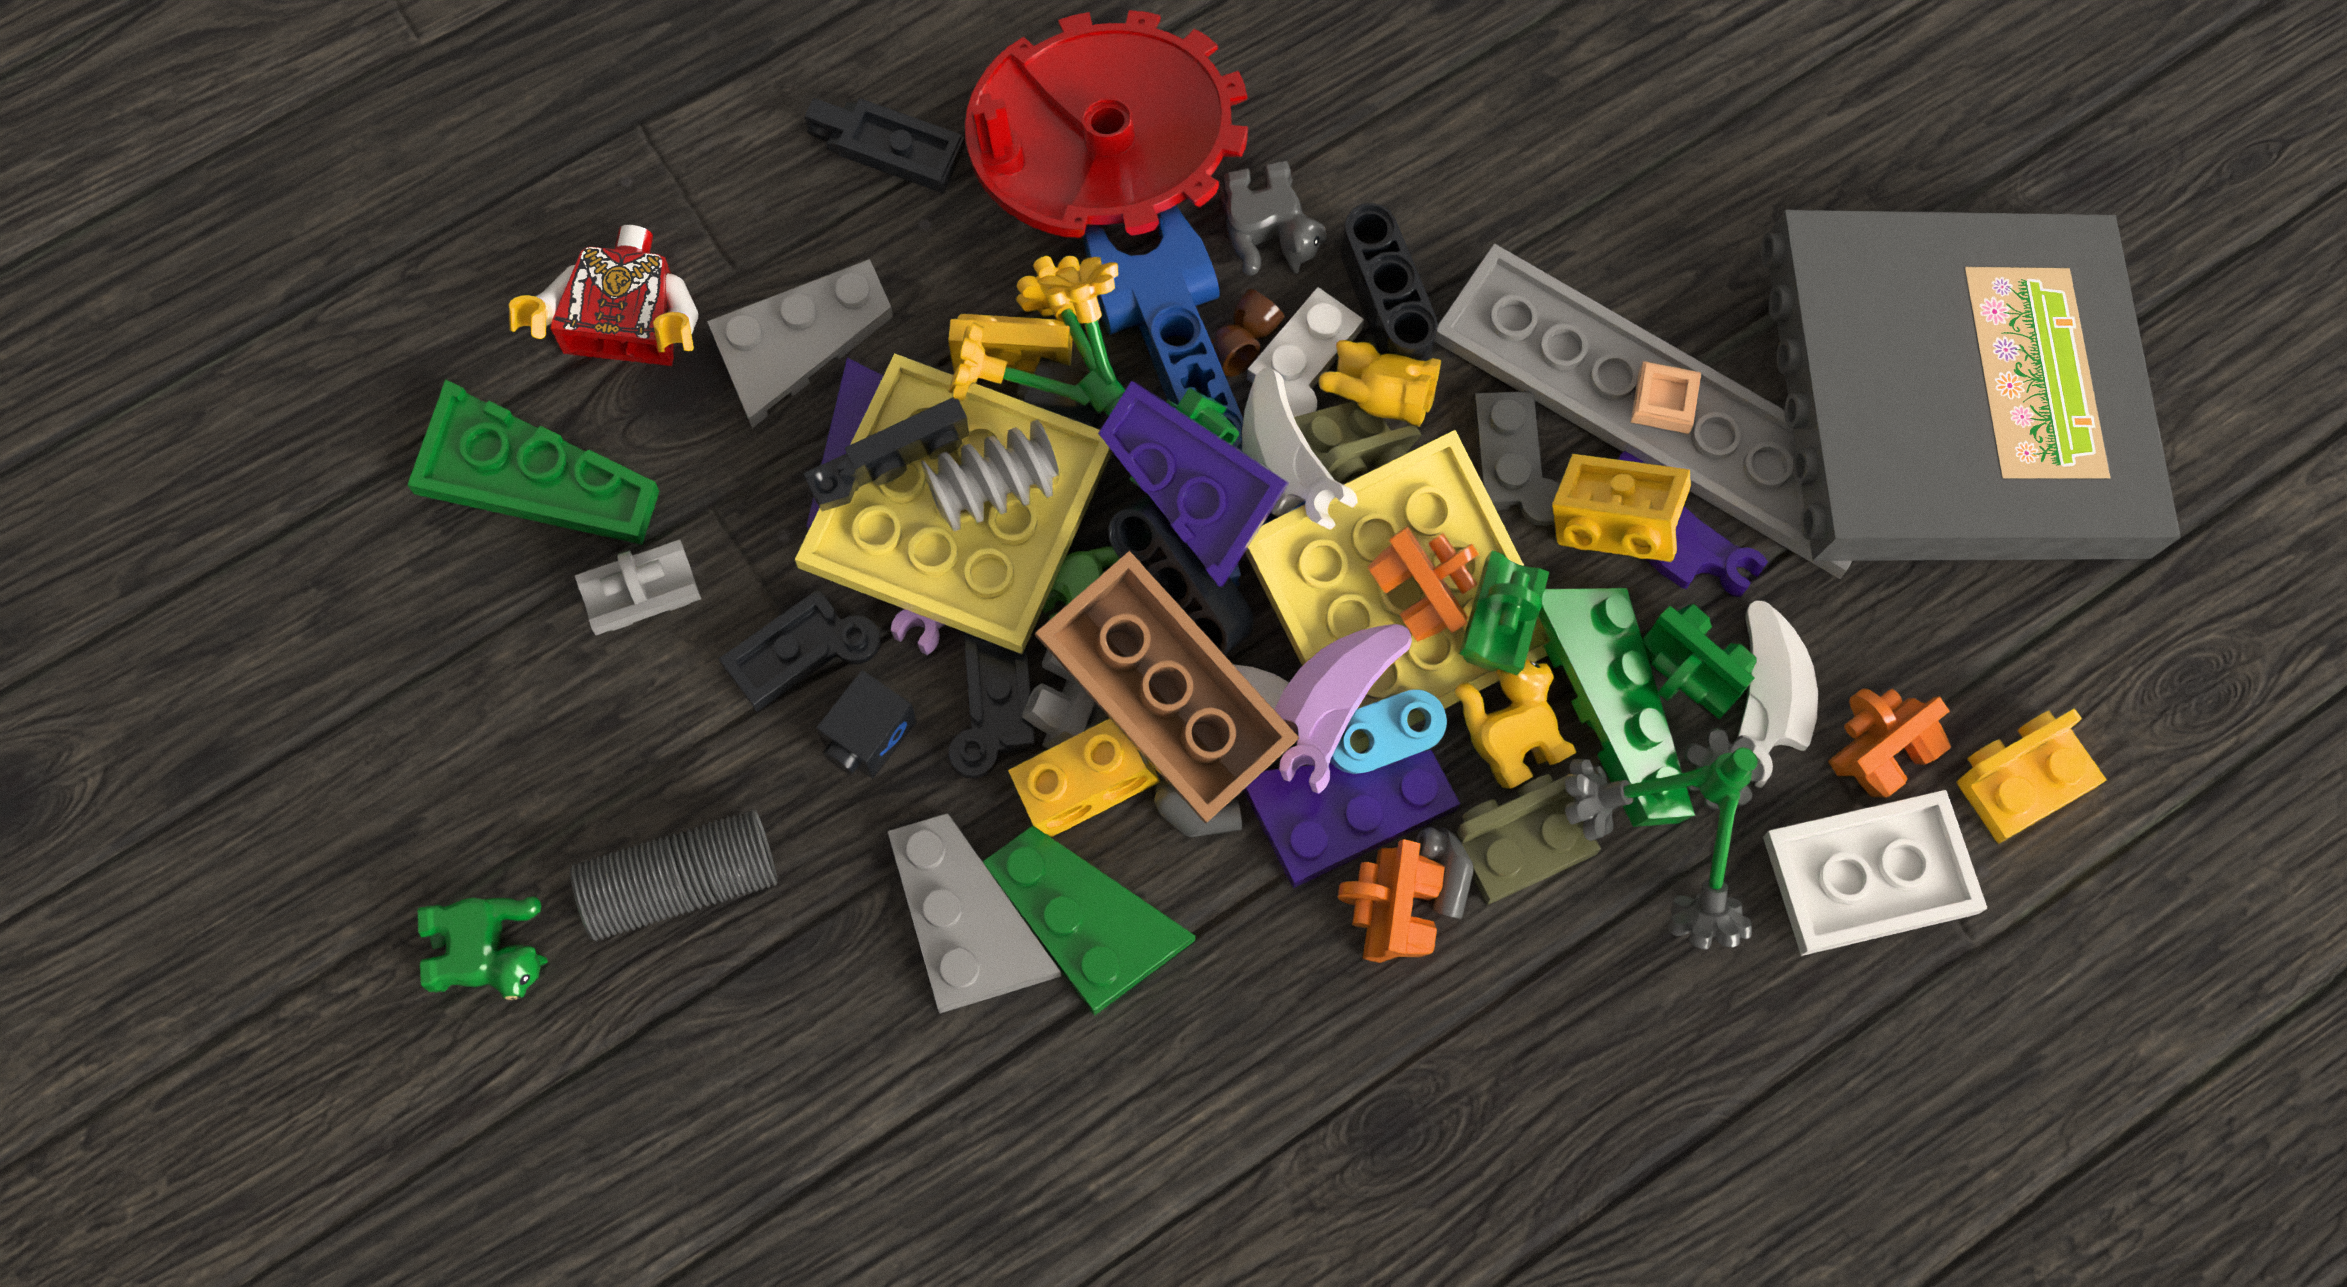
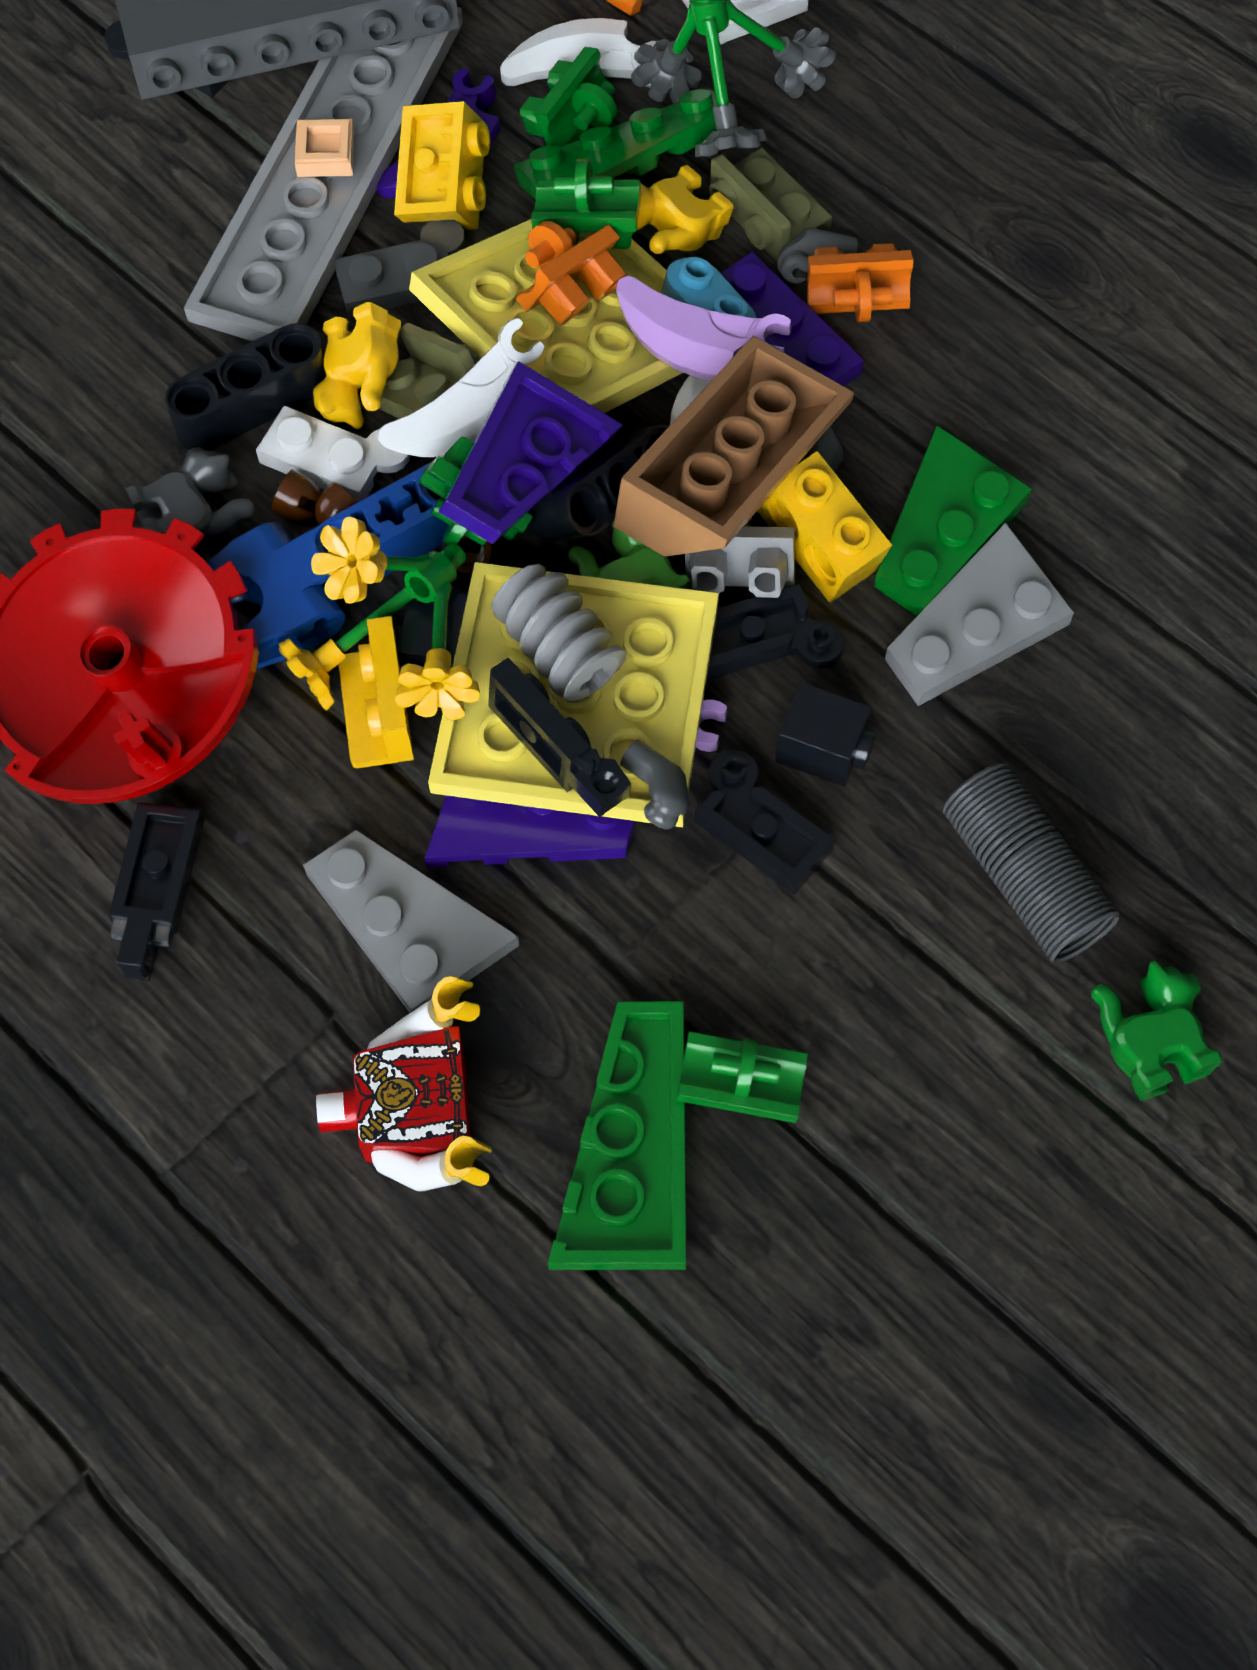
camera: 100 degrees left, 5 degrees down
(547, 564) = (742, 1077): none -> green hips
(637, 587) = (743, 980): light grey hips -> none
(823, 543) = (665, 783): none -> dark grey arm

